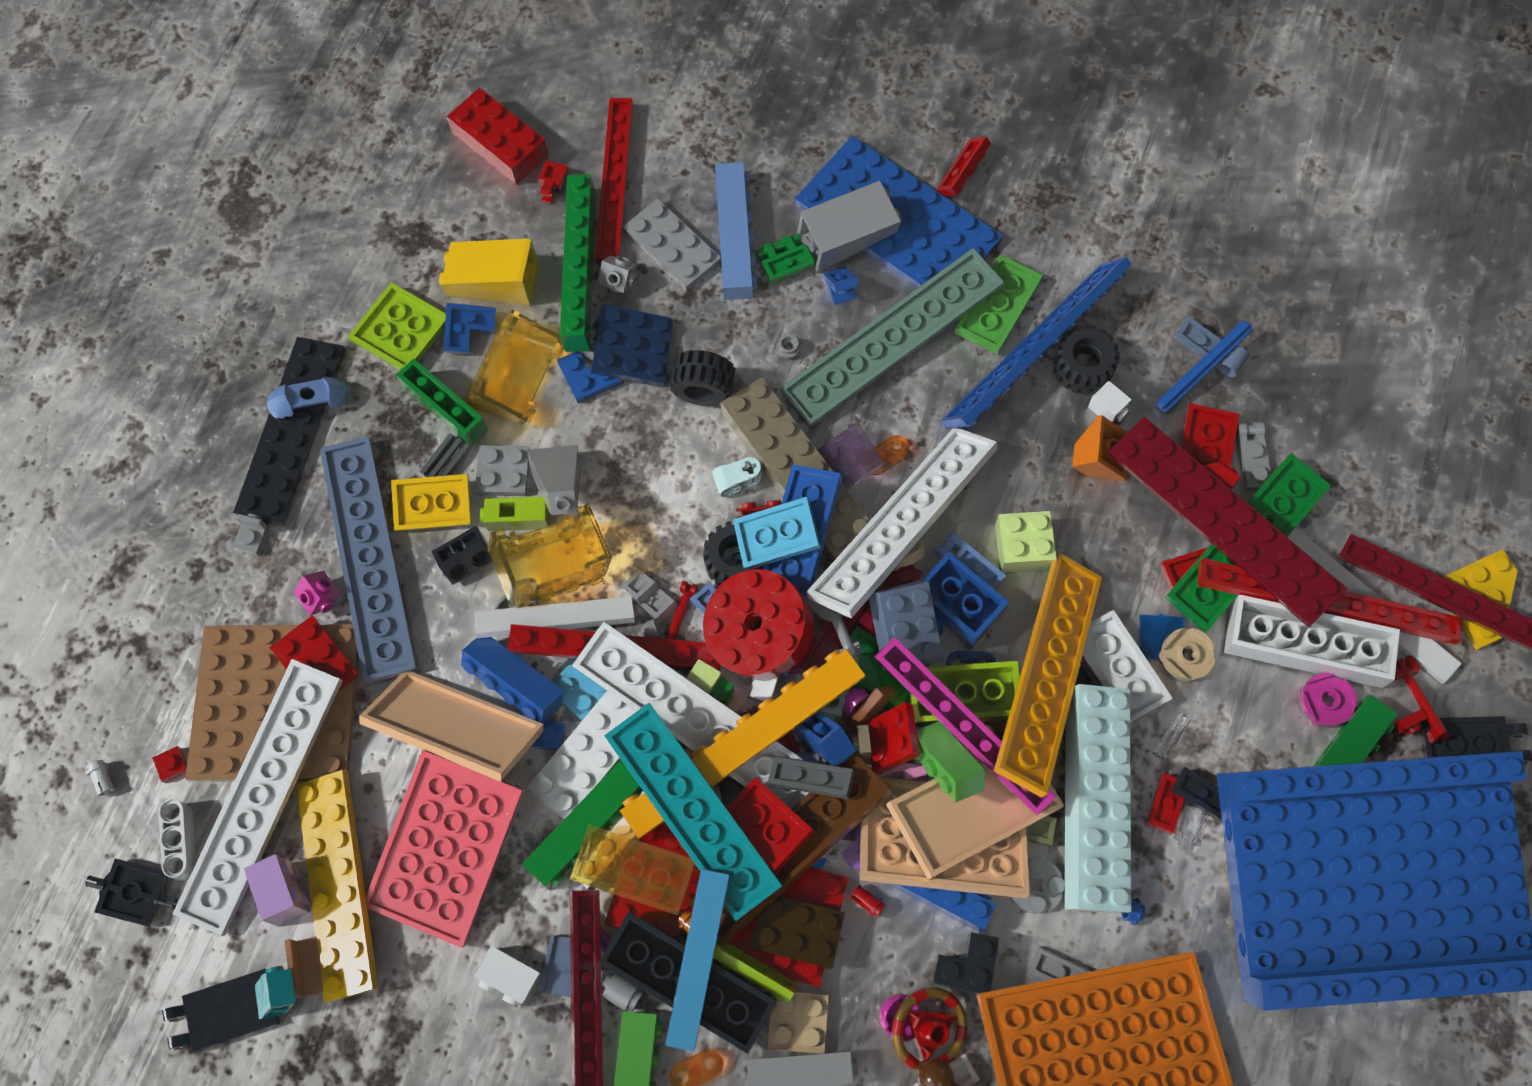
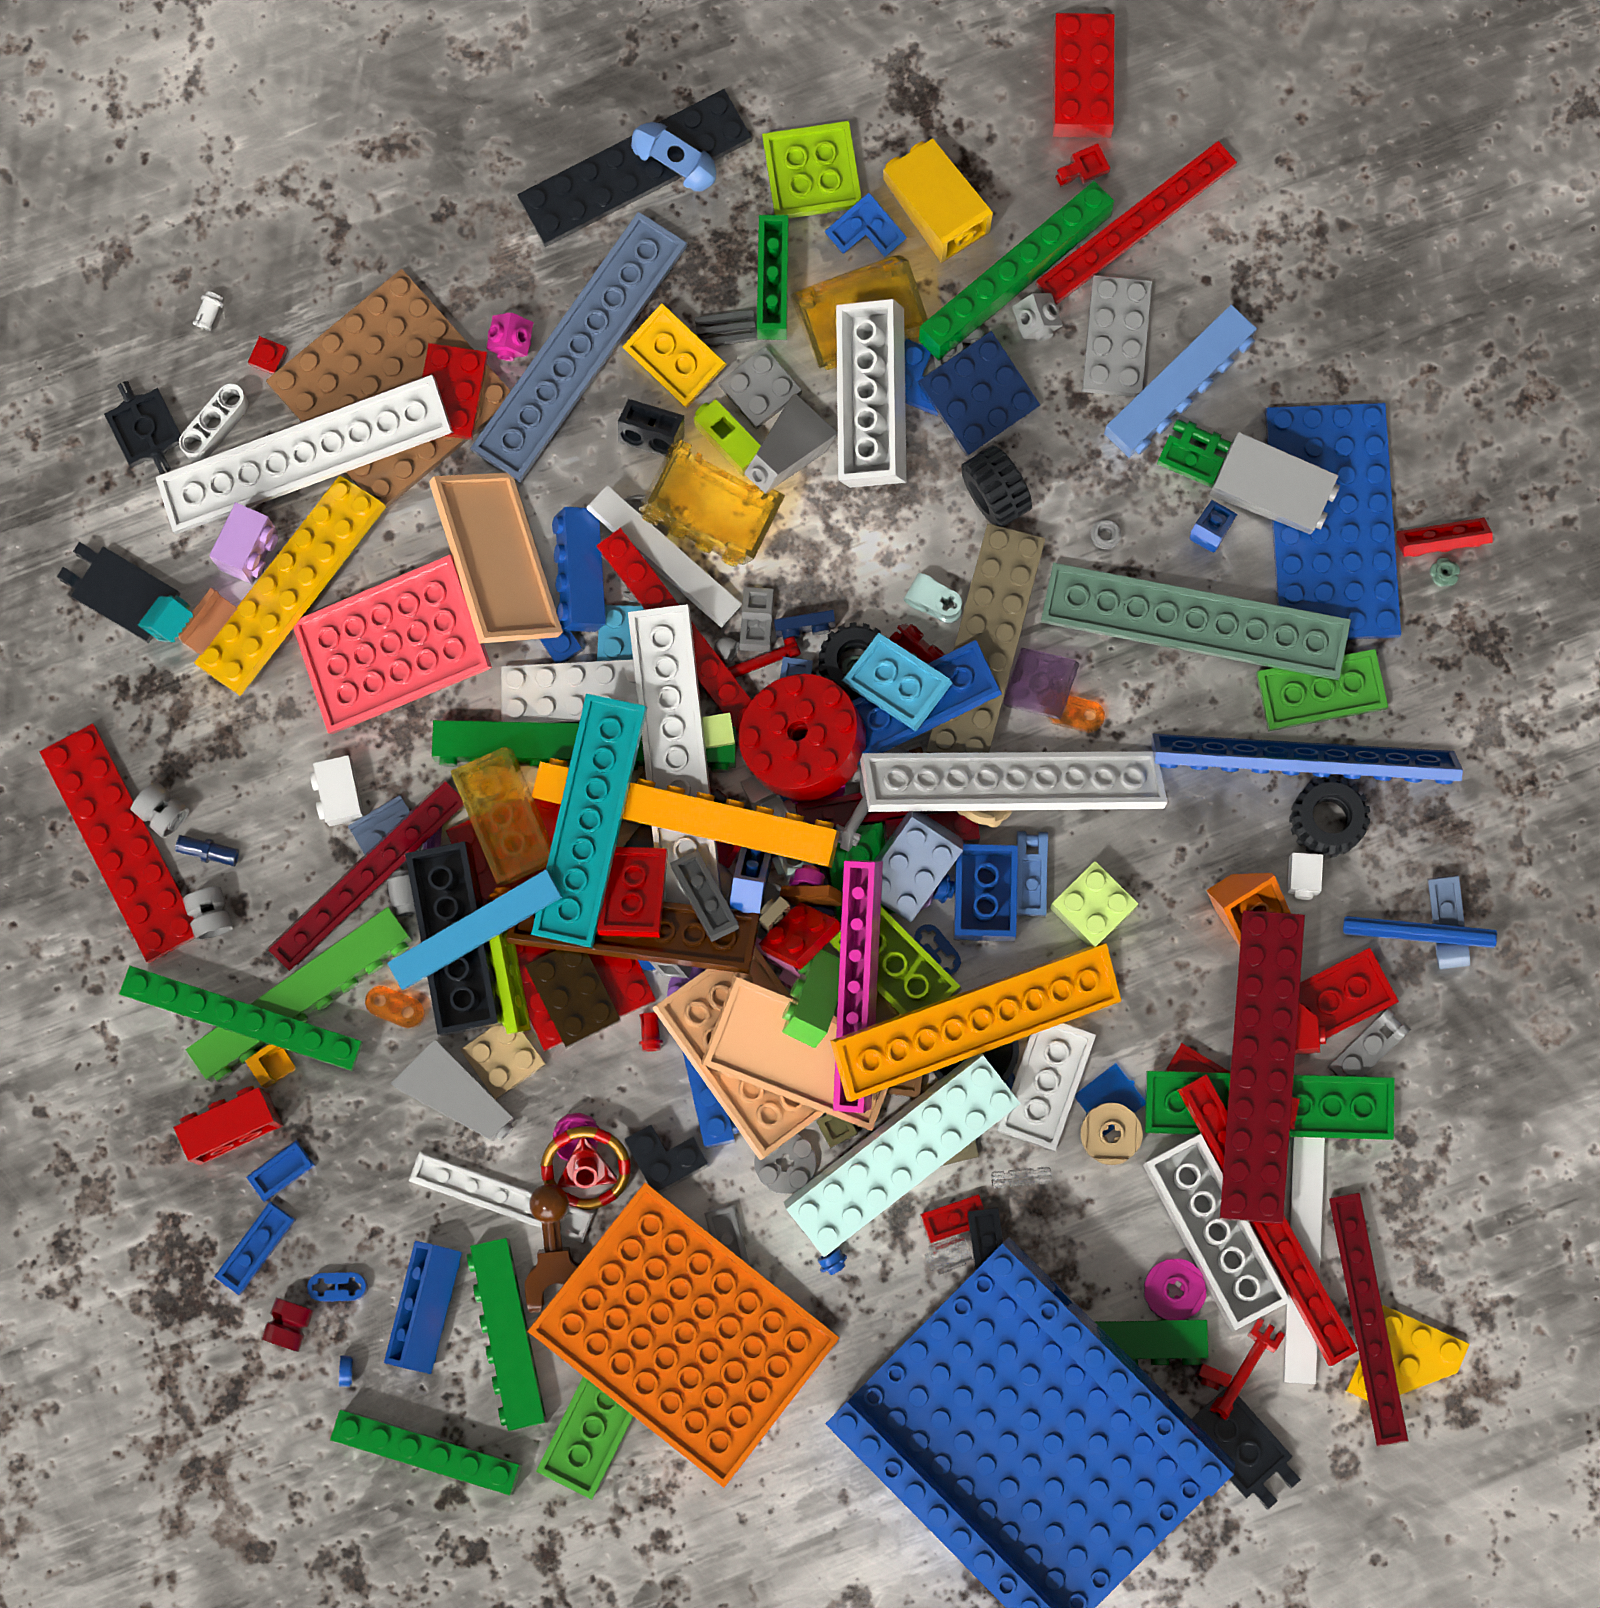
camera: 50 degrees right, 10 degrees up
(250, 534) = (511, 228): light grey bracket -> none
(572, 403) = (871, 393): none -> white brick
(687, 559) = (817, 623): none -> dark blue plate
(984, 189) = (1441, 579): none -> sand green plate

